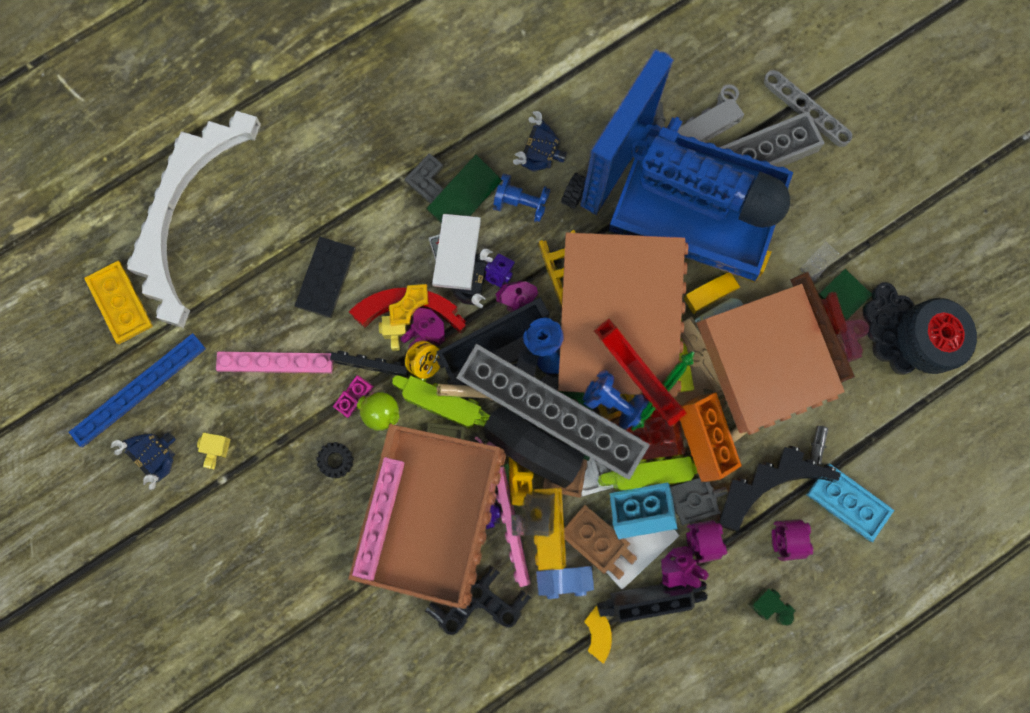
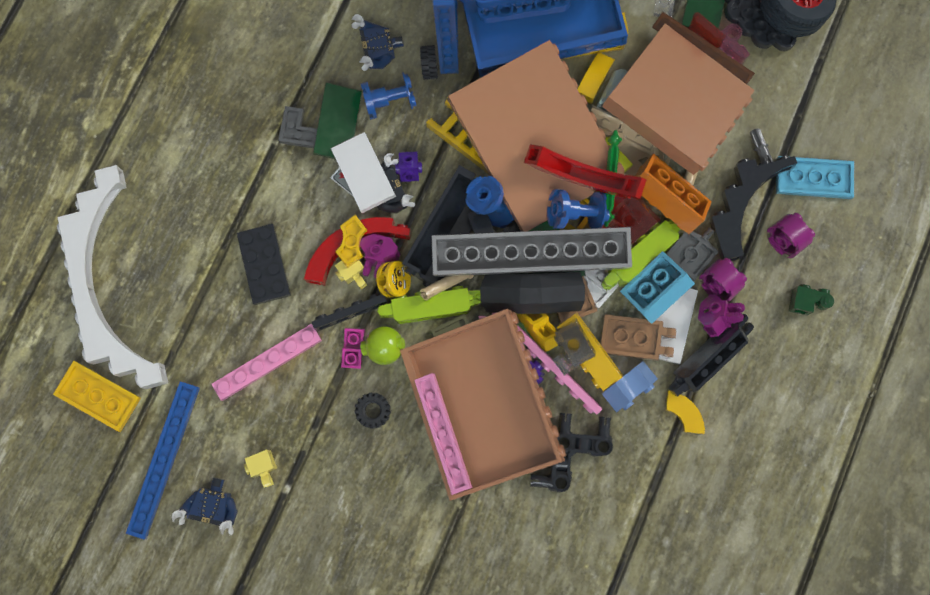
camera: 25 degrees left, 0 degrees up
(514, 300) = (436, 178): magenta hinge -> none

